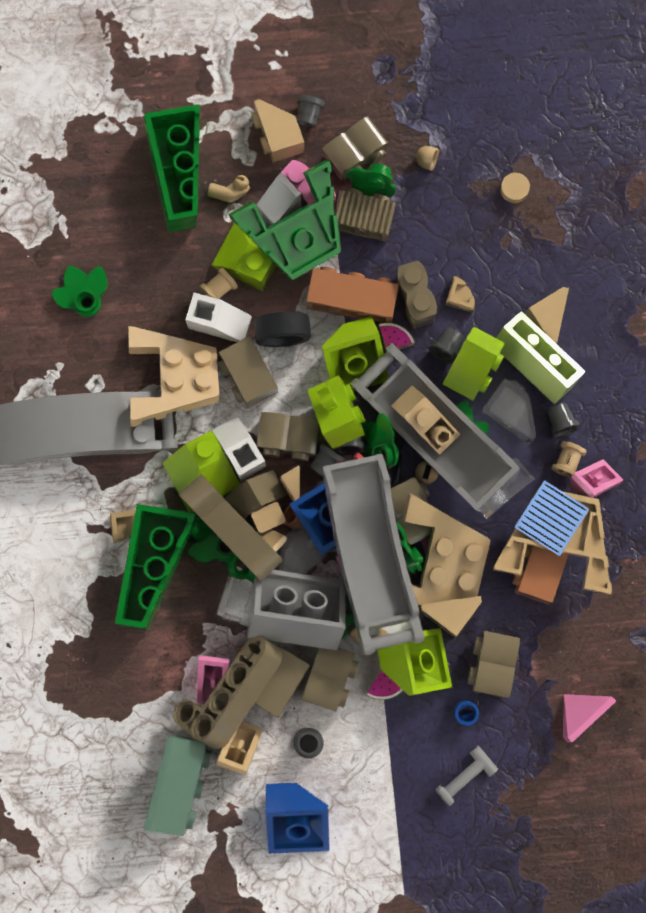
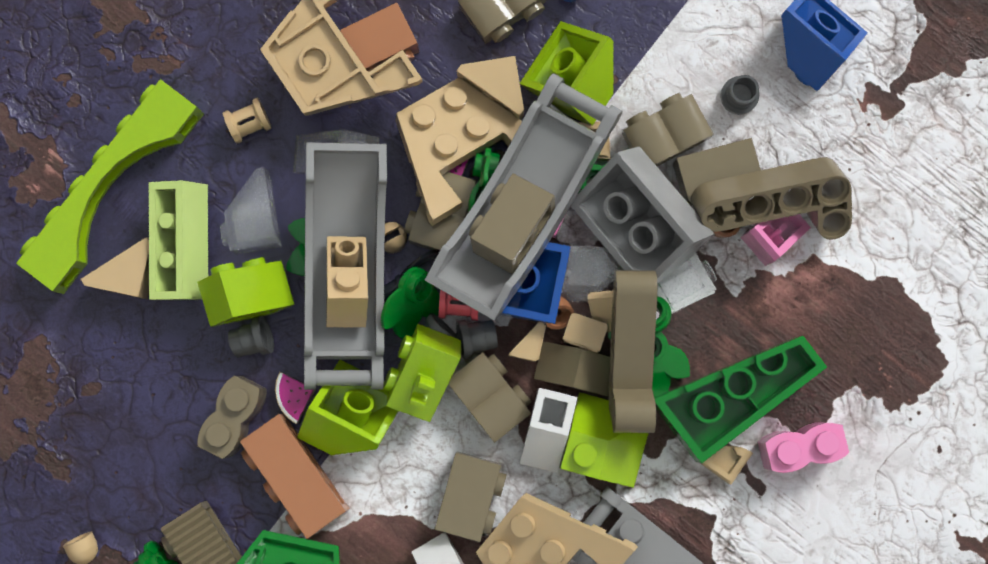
camera: 130 degrees left, 5 degrees up
(92, 563) = (794, 450): none -> bright pink brick
(177, 785) = (903, 163): sand green slope -> none
(241, 748) = (814, 141): tan slope -> none
(282, 329) = (395, 506): black tyre -> none
(365, 531) = (511, 223): none -> dark tan brick
(383, 688) = (626, 78): dark pink tile -> none
(460, 296) = (189, 376): tan tile -> none
(515, 187) = (28, 433): tan tile -> none
(552, 518) = (321, 73): light blue sticker -> none
(562, 421) = (216, 162): dark grey piece -> none
(594, 479) = (242, 75): bright pink slope -> none
(597, 298) = (61, 247): none -> lime arch

